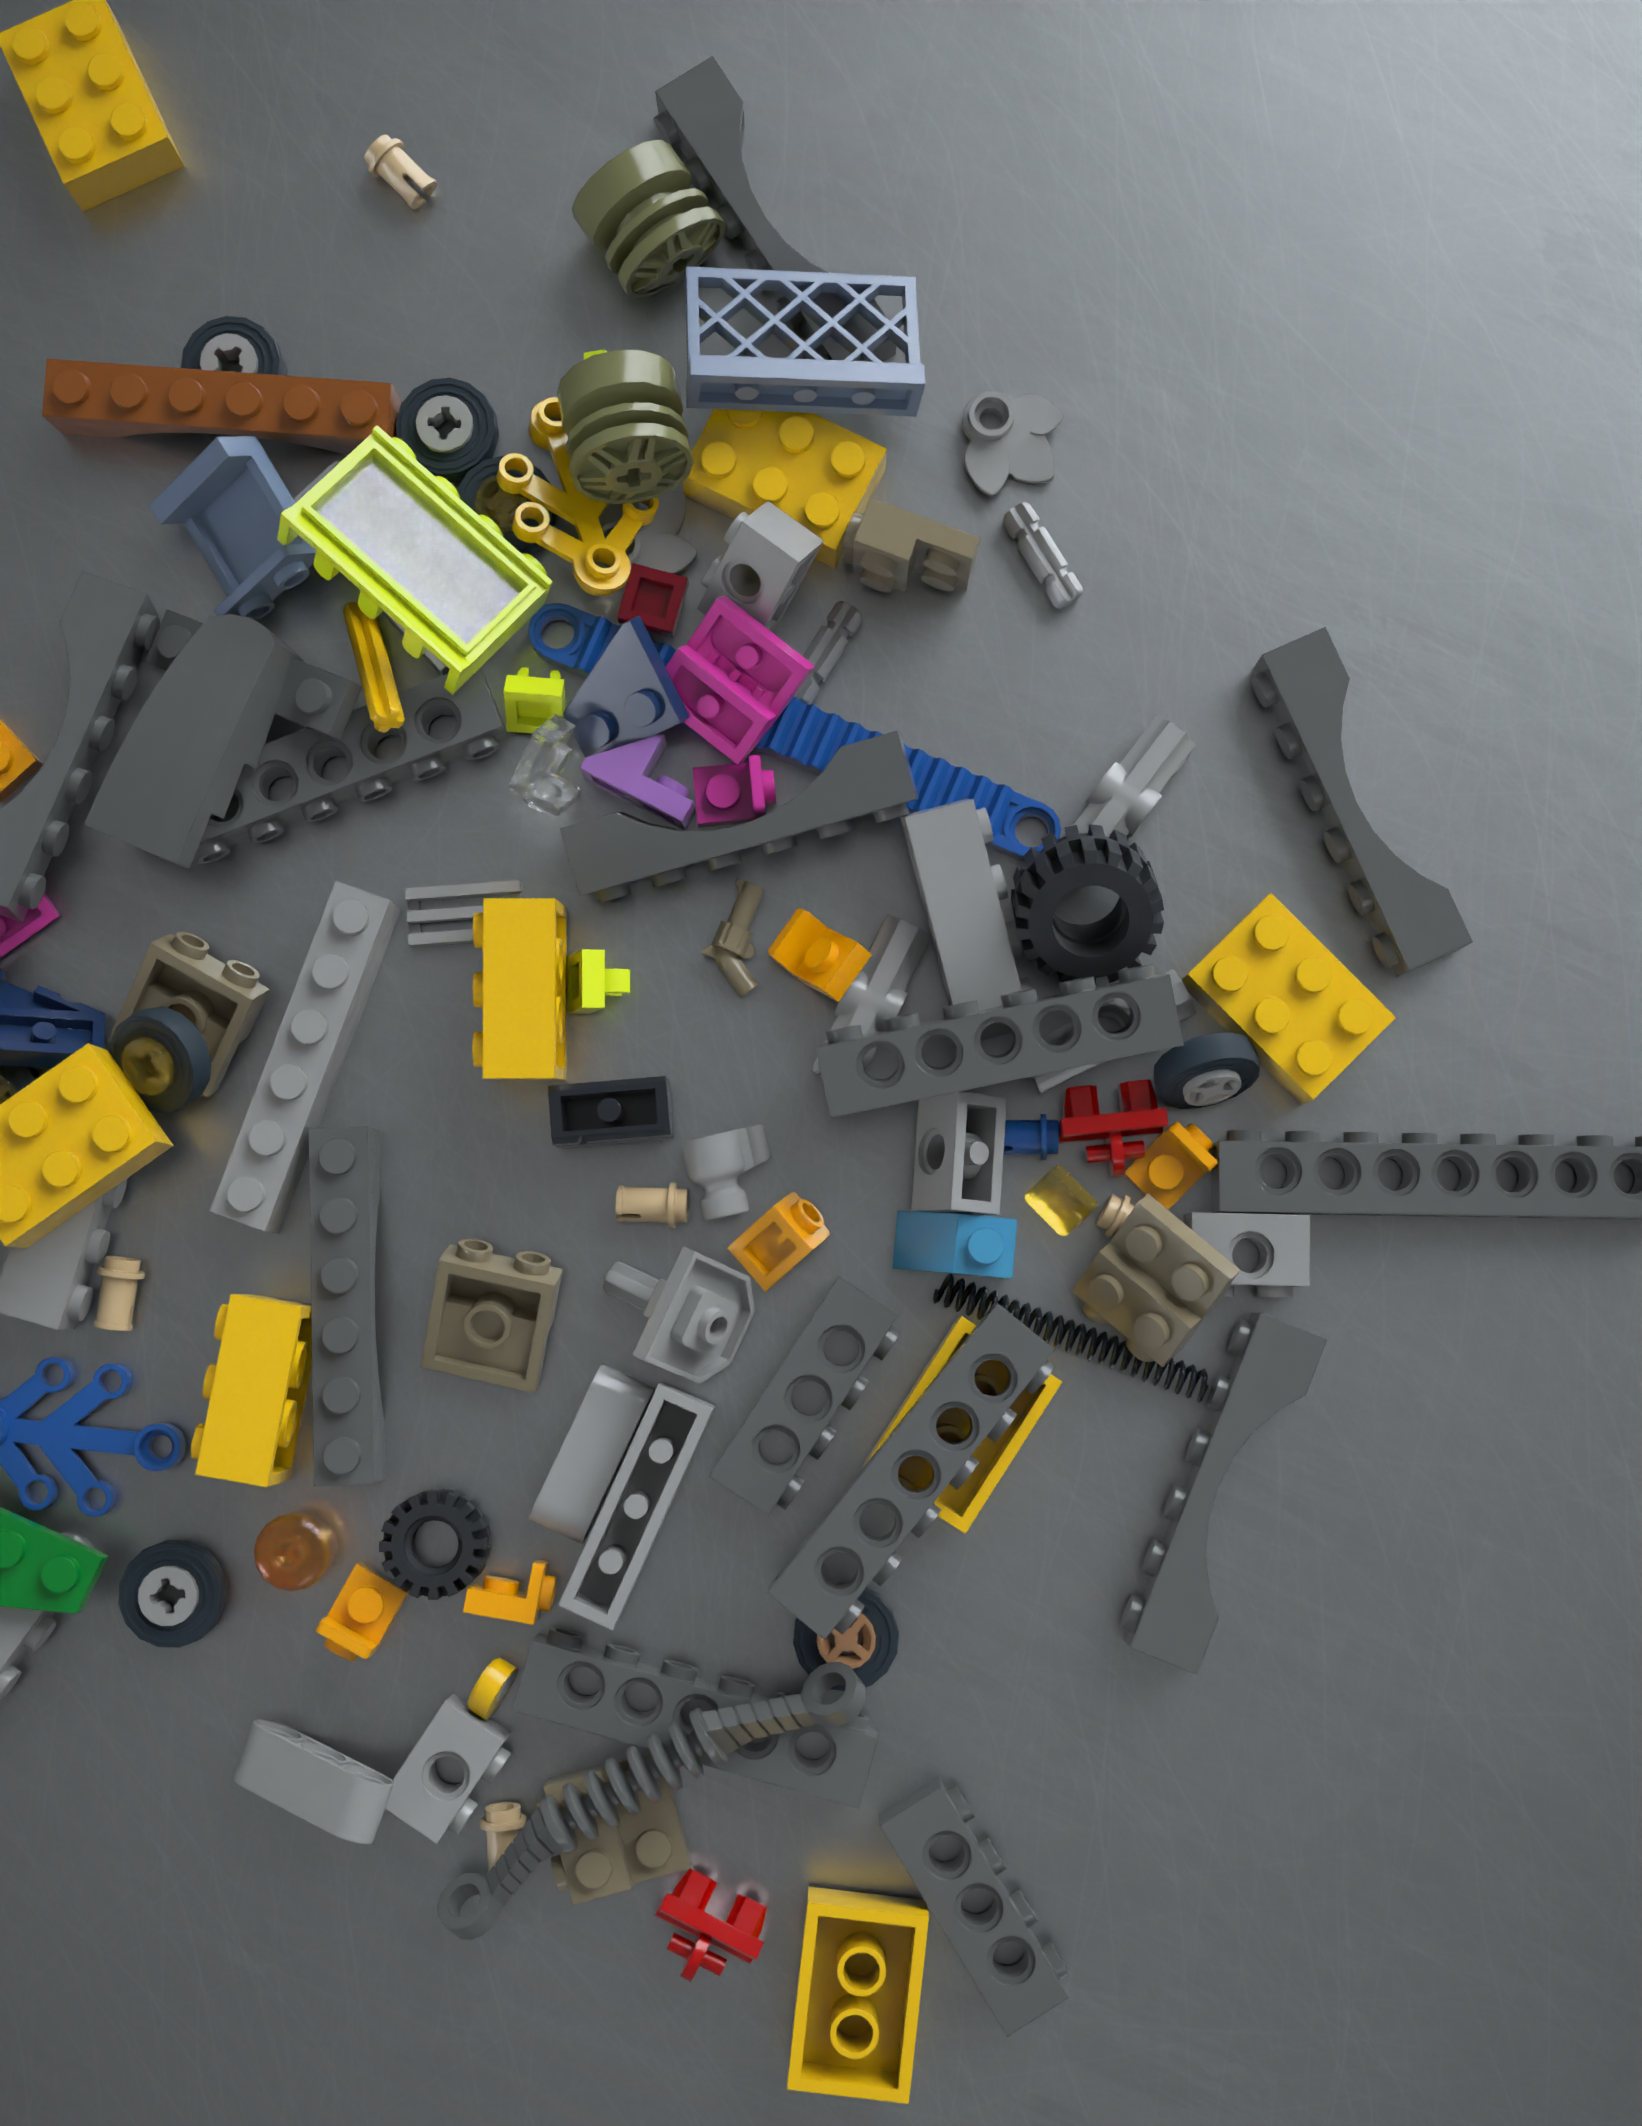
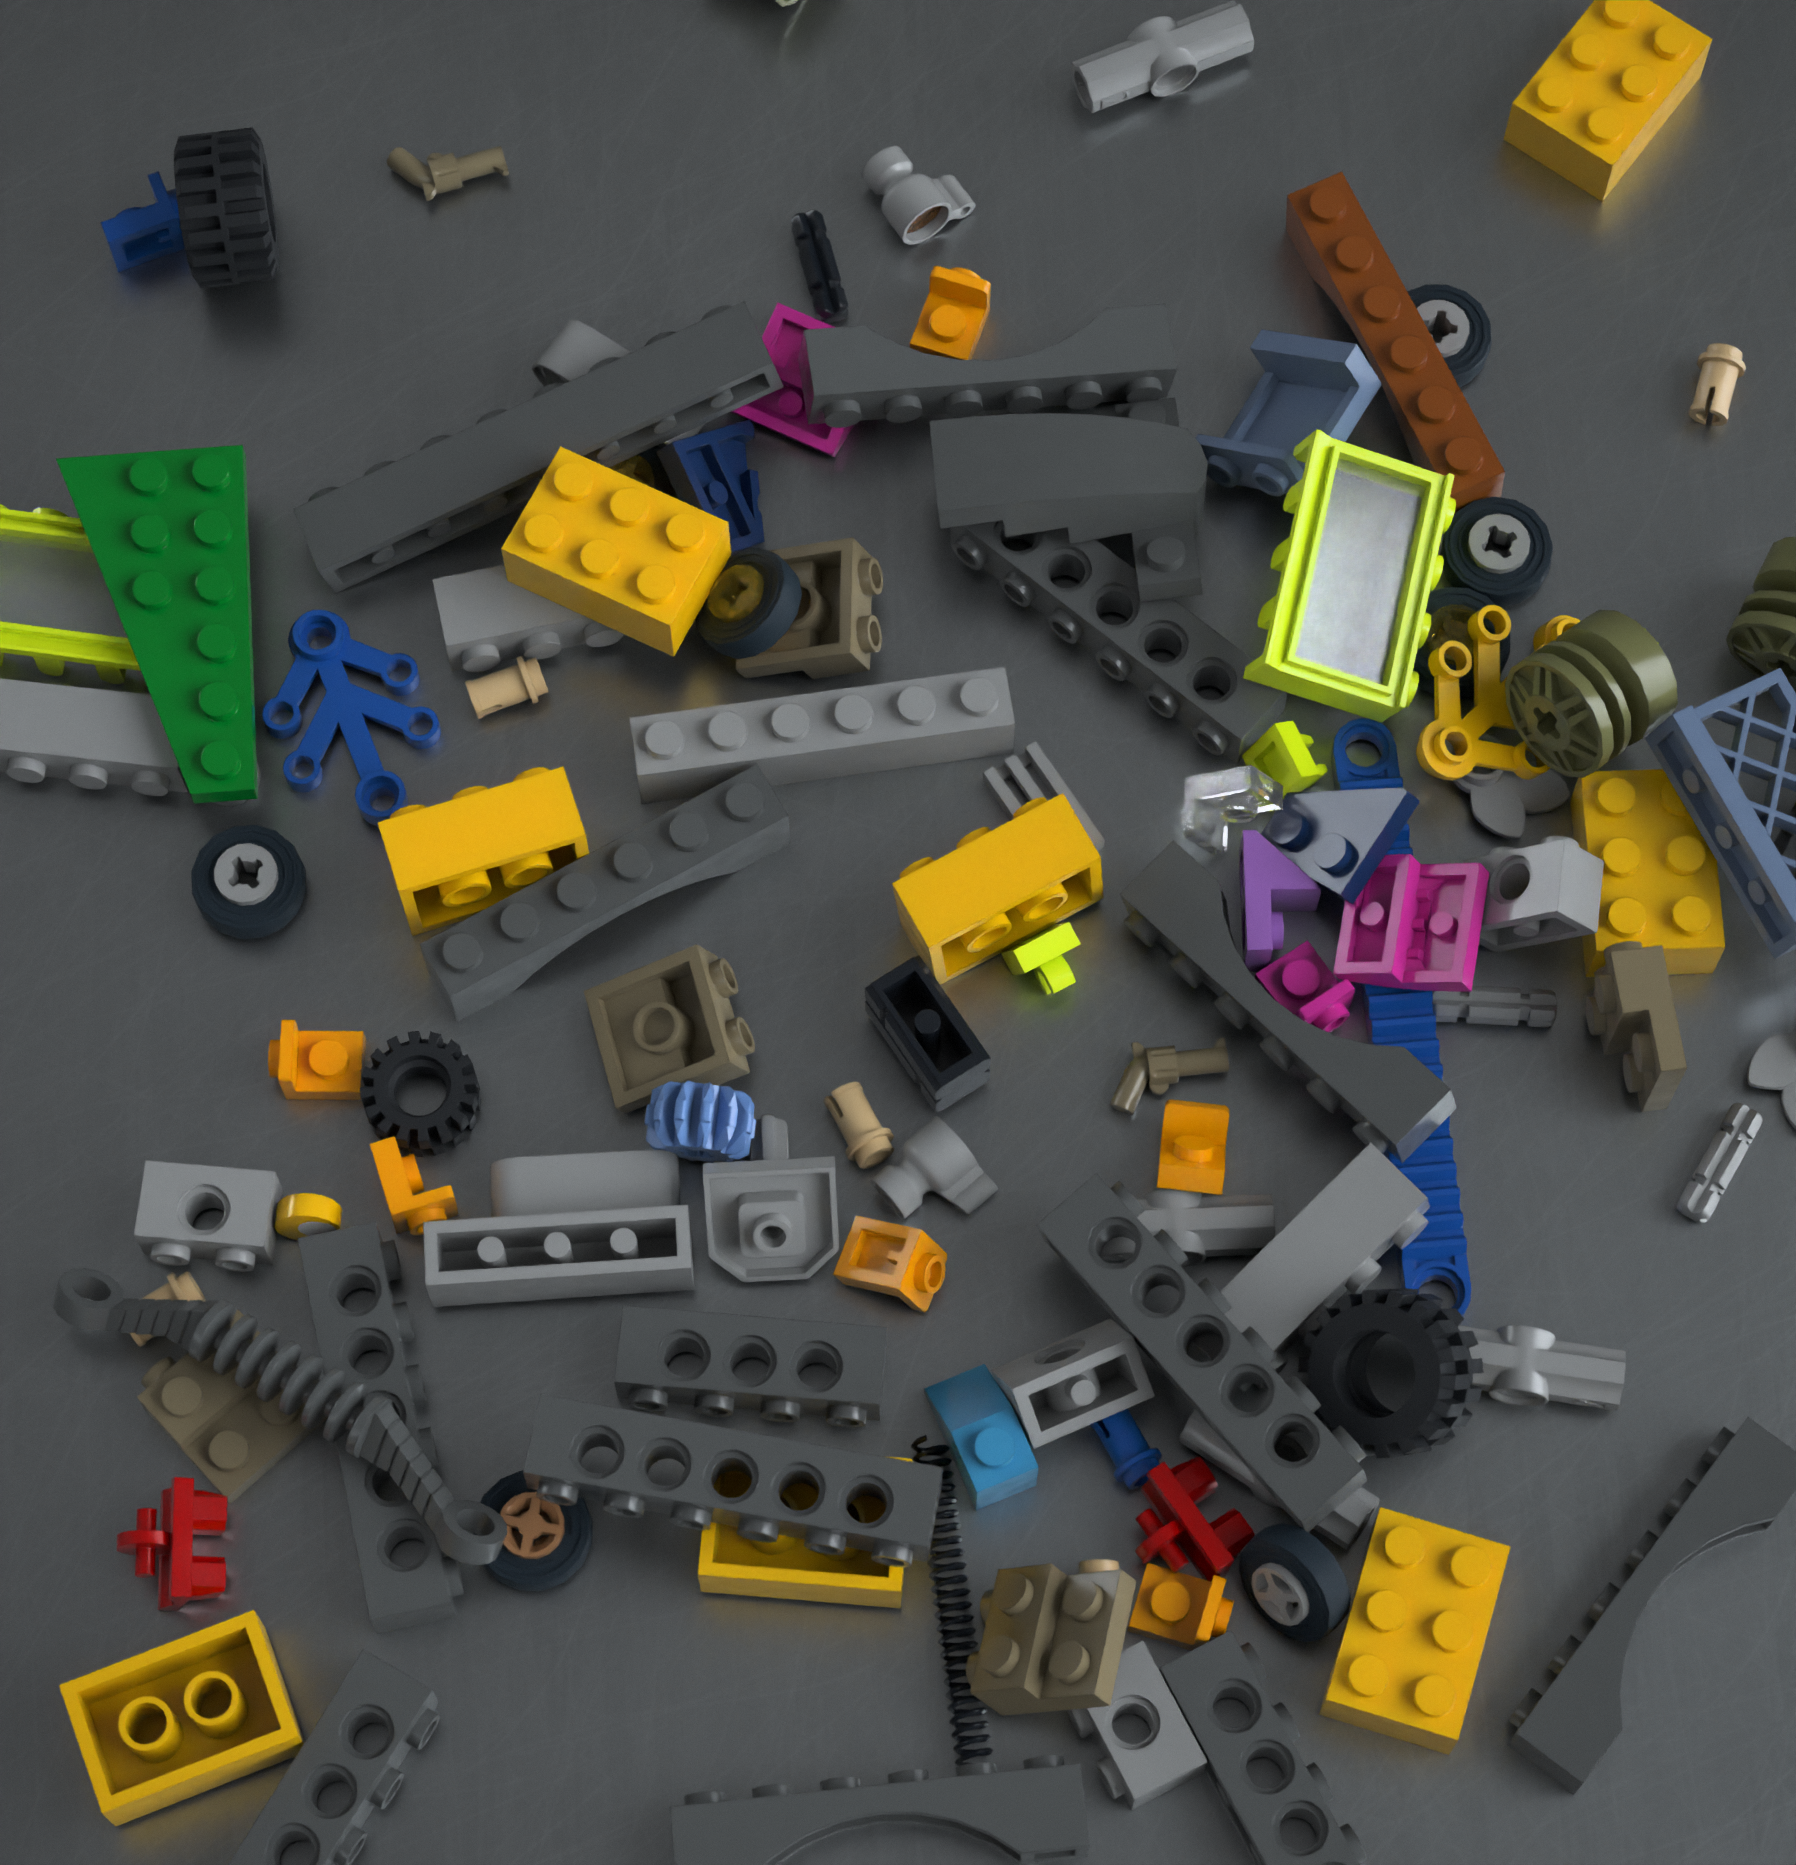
camera: 60 degrees right, 15 degrees down
(281, 1565) = (348, 966): clear orange head -> none
(313, 1781) = (136, 1092): light grey beam -> none
(373, 669) = (1225, 600): yellow axle -> none
(587, 1333) = (700, 1121): none -> medium blue gear
(655, 597) = (1447, 817): dark red tile -> none
(1060, 1200) = (1083, 1516): clear yellow slope -> none

